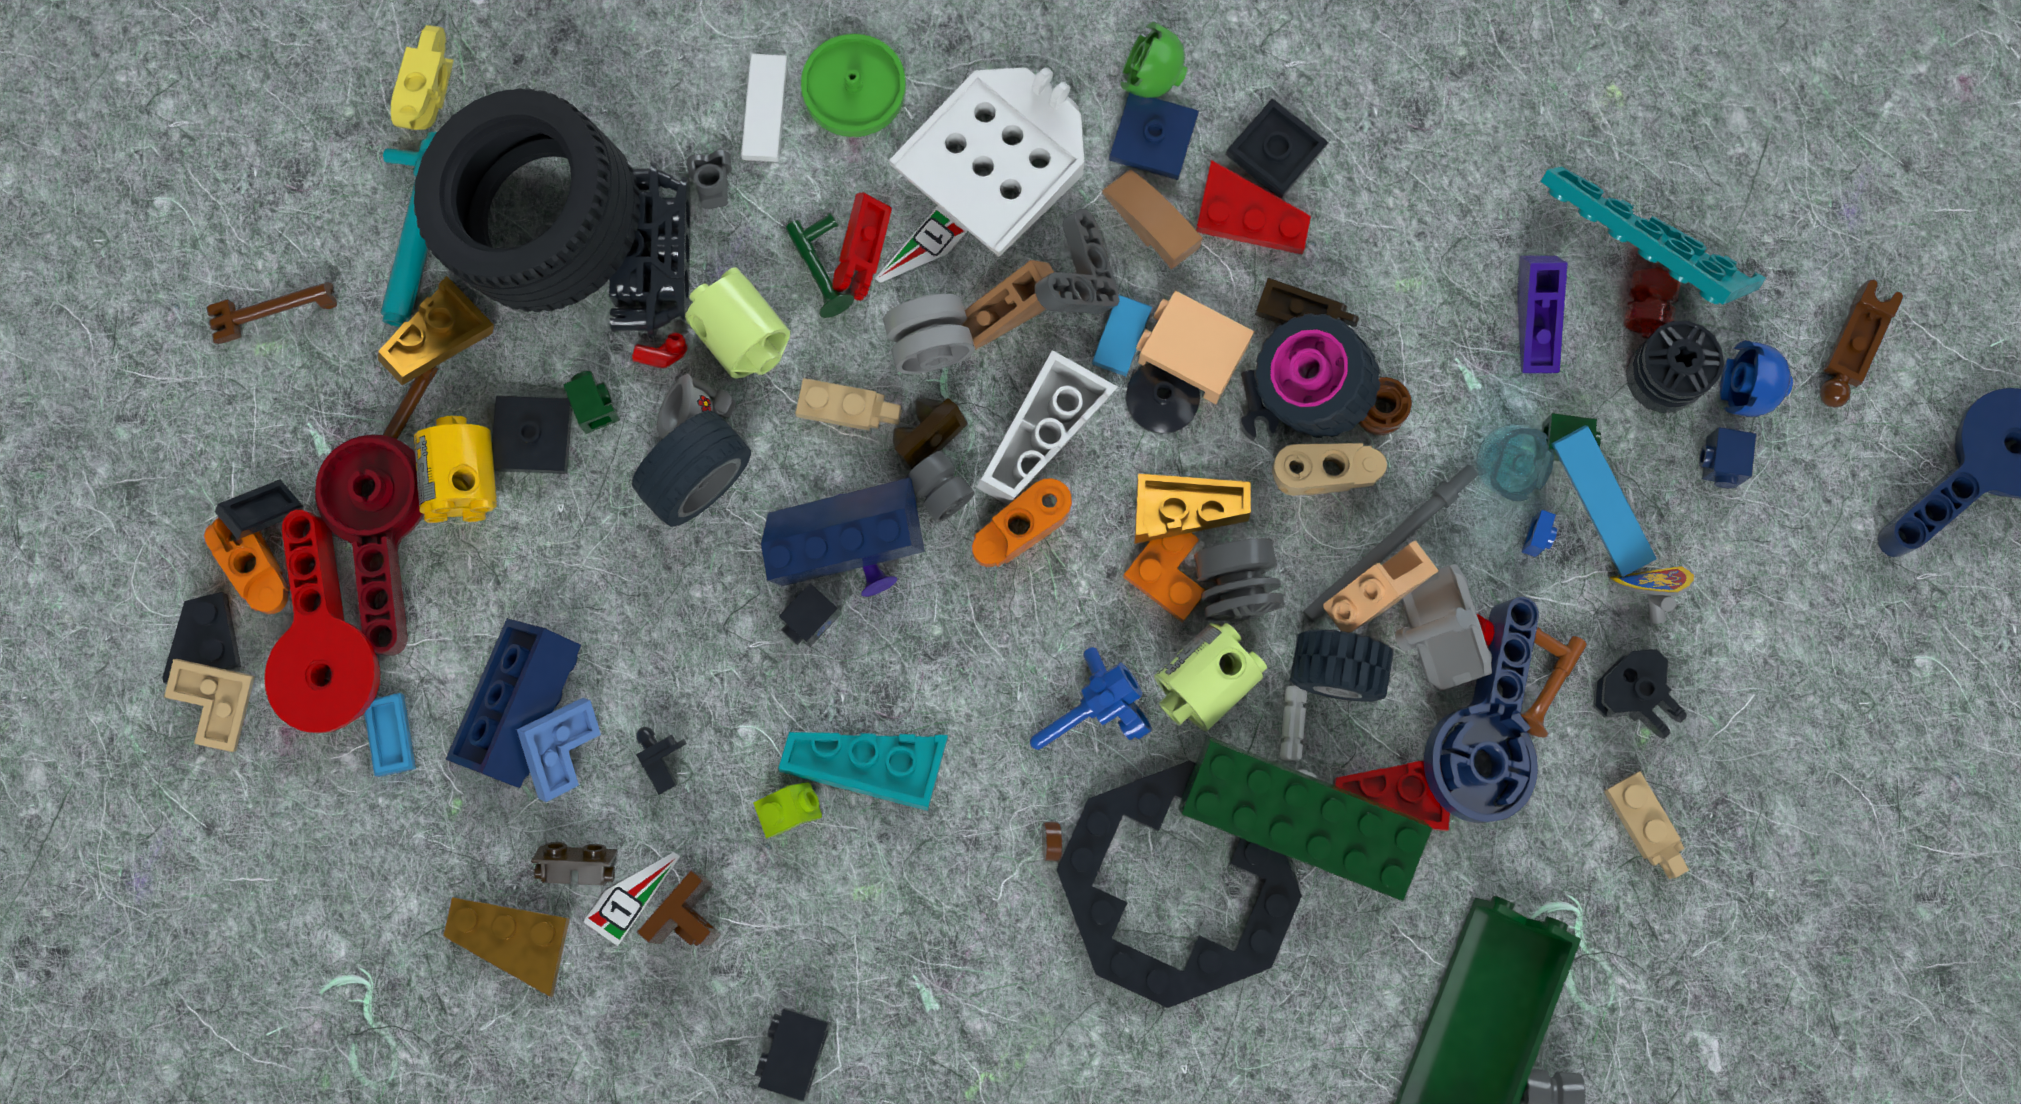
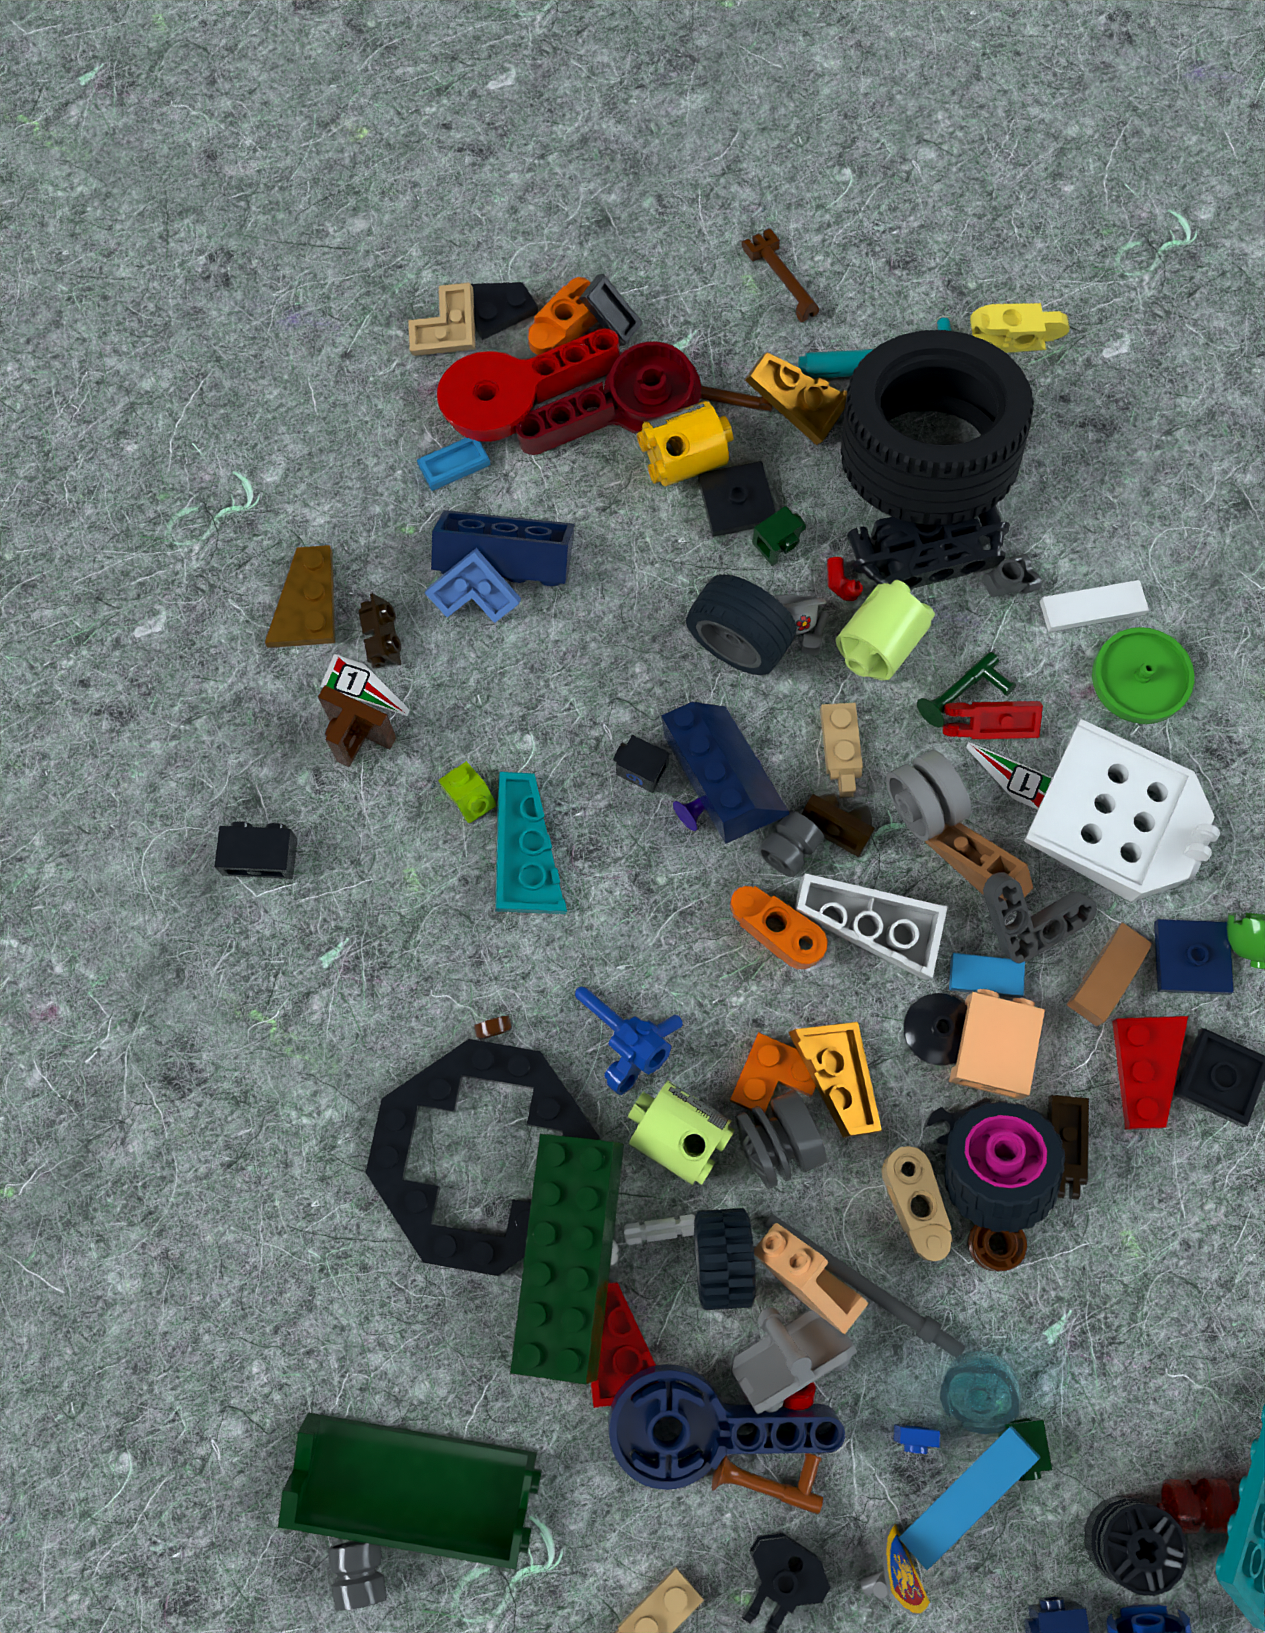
camera: 75 degrees right, 5 degrees down
(652, 758) = (483, 669): black piece -> none
(1541, 312) = (1146, 1387): dark purple slope -> none

